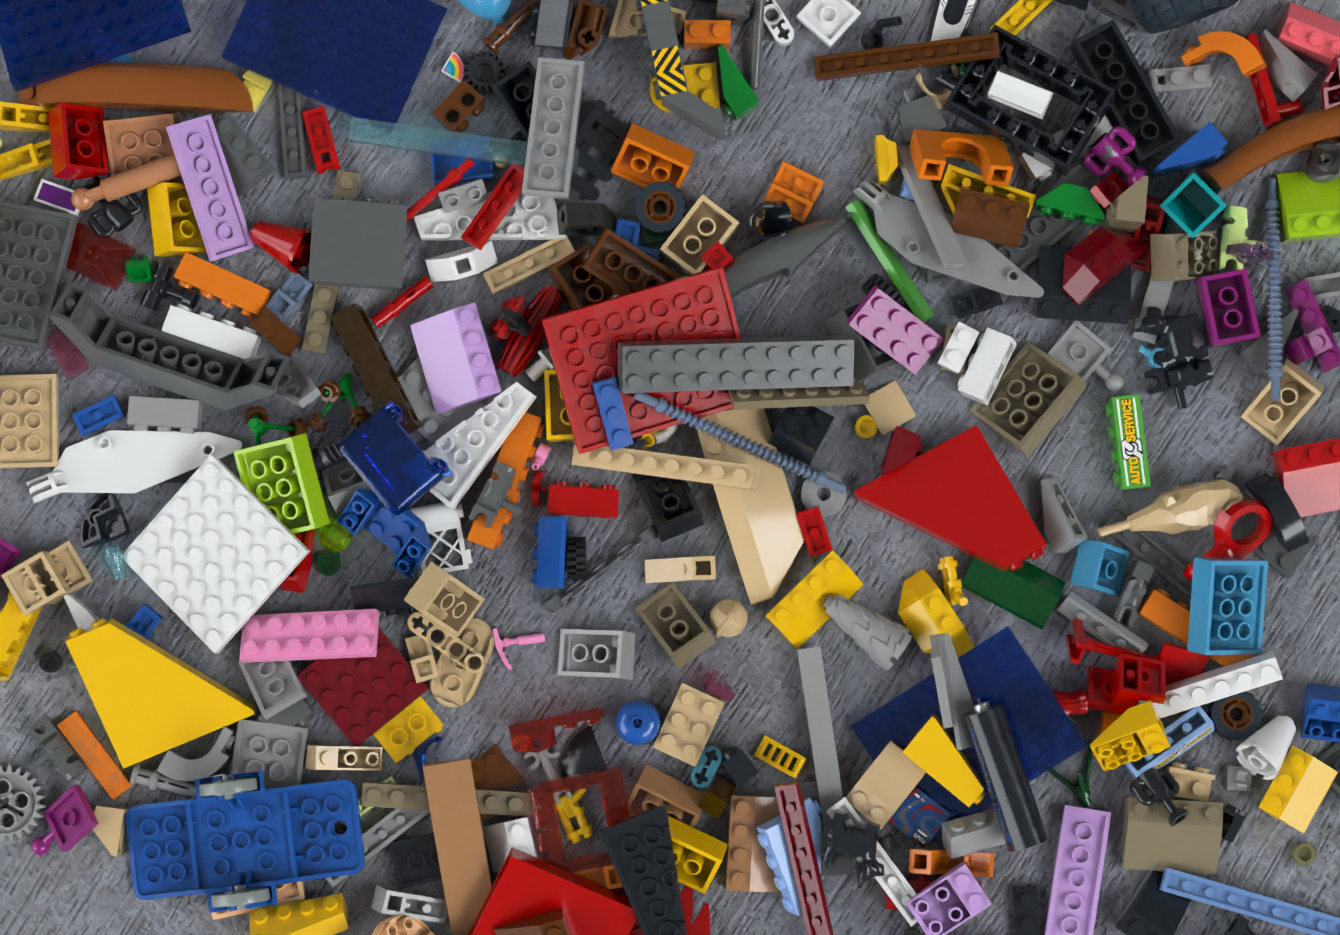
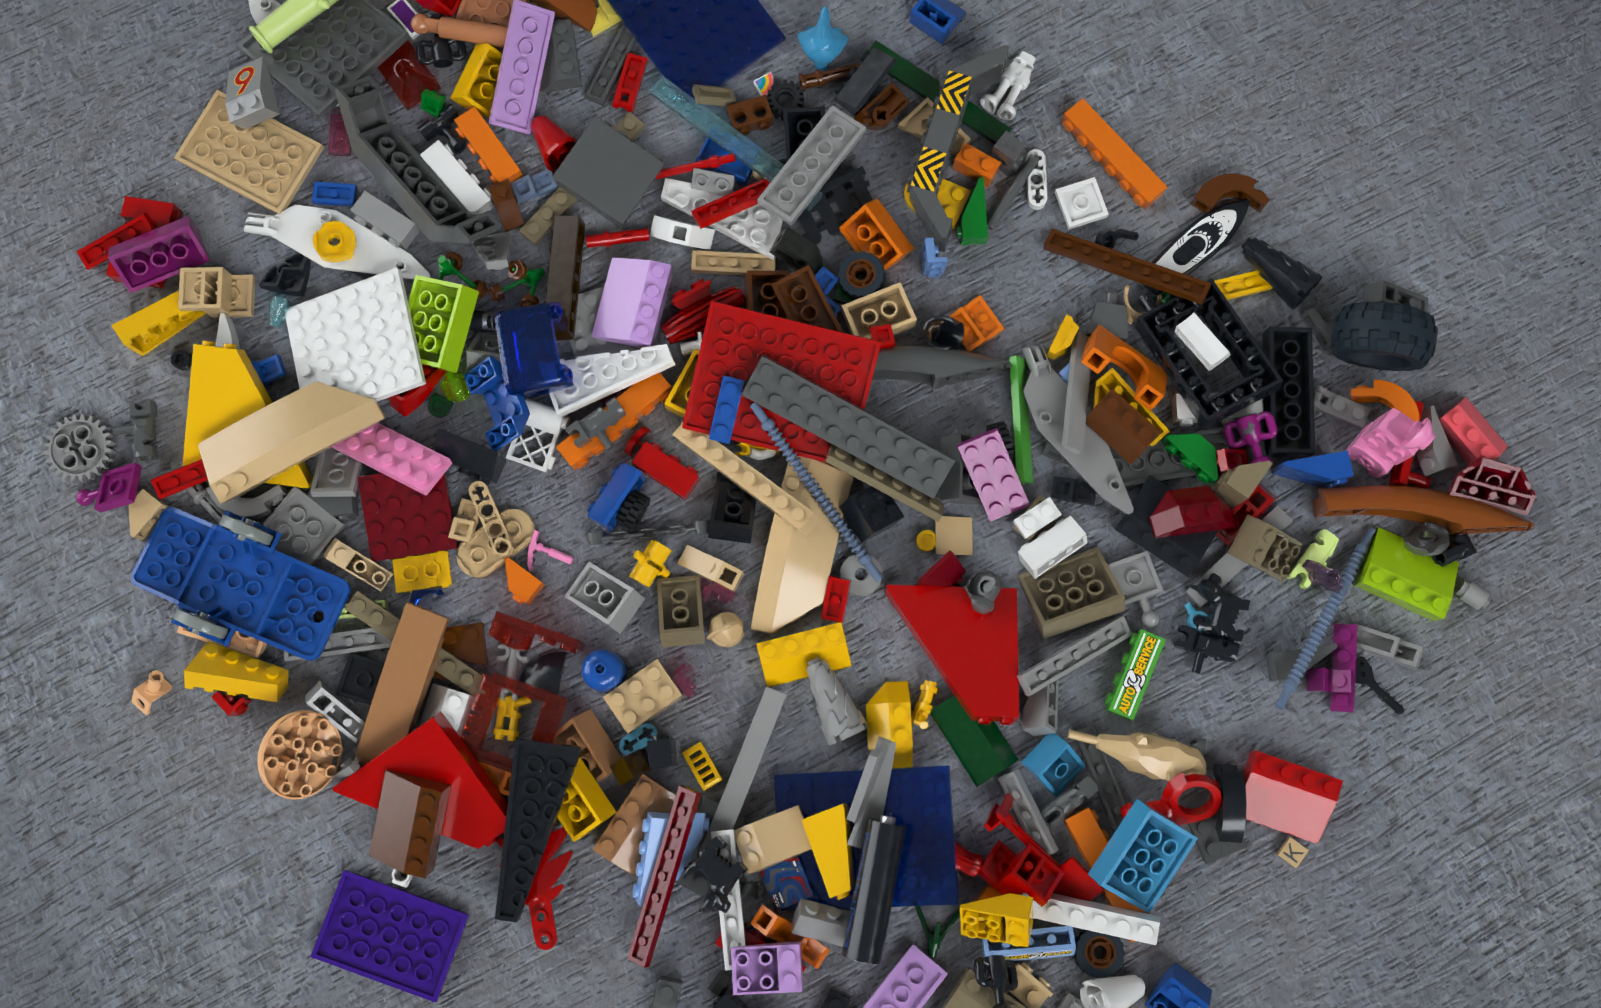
camera: 35 degrees right, 5 degrees down
(94, 755) = (169, 440): orange tile -> none
(131, 476) = (337, 253): none -> yellow plate
(138, 762) = (180, 479): none -> red tile
(206, 679) = (283, 437): none -> tan slope
(413, 108) = (713, 95): none -> dark tan tile
(444, 599) = (507, 482): tan brick -> none
(511, 685) = (522, 583): none -> orange slope
(516, 322) = (692, 296): black axle -> none
(540, 456) = (653, 415): bright pink piece -> none
(621, 597) = (650, 563): none -> yellow pin
(705, 587) = (722, 593): none -> clear pink bracket
(714, 153) = (930, 264): none -> medium blue bracket
(947, 445) = (983, 590): none -> dark grey hair
(1064, 457) = (1074, 655): none -> light grey plate
(1193, 205) = (1297, 510): teal slope -> none
(1227, 308) = (1278, 612): magenta brick -> none
(1243, 92) = (1389, 442): none -> bright pink brick
(1277, 418) = (1273, 724): tan slope -> none

